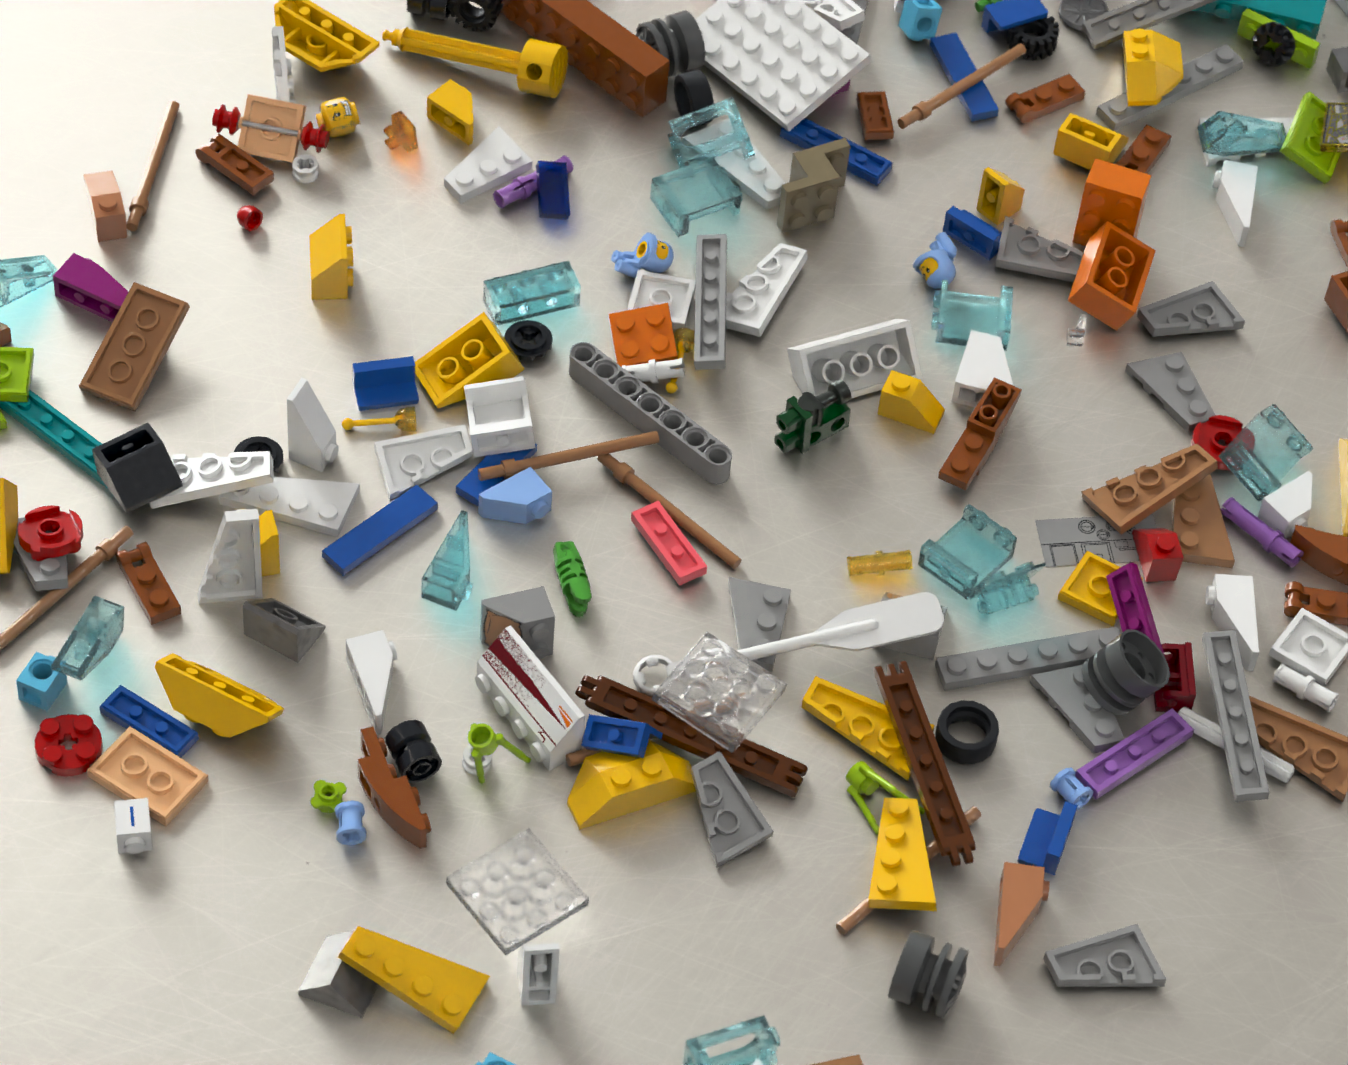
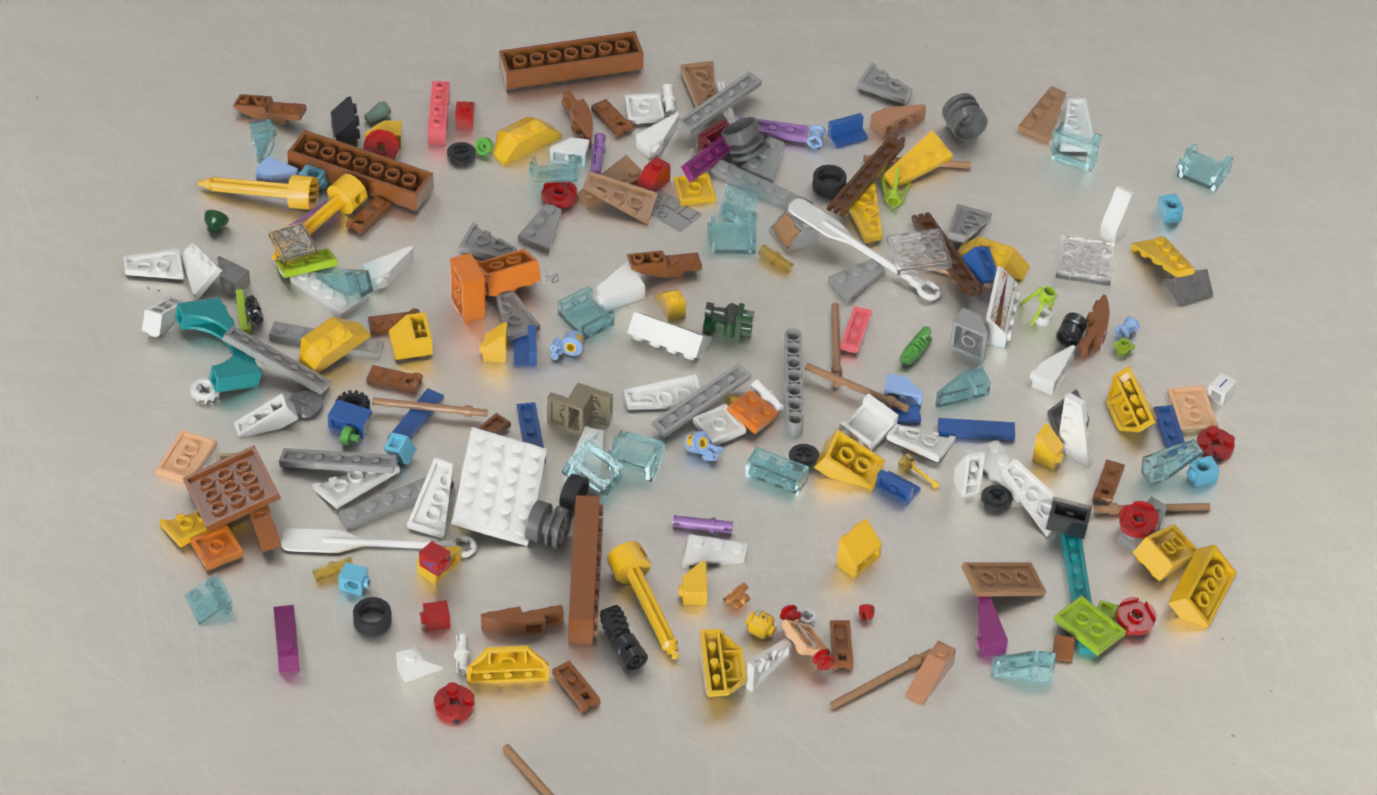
camera: 130 degrees left, 5 degrees down
(553, 190) = (701, 509): clear blue tile -> none

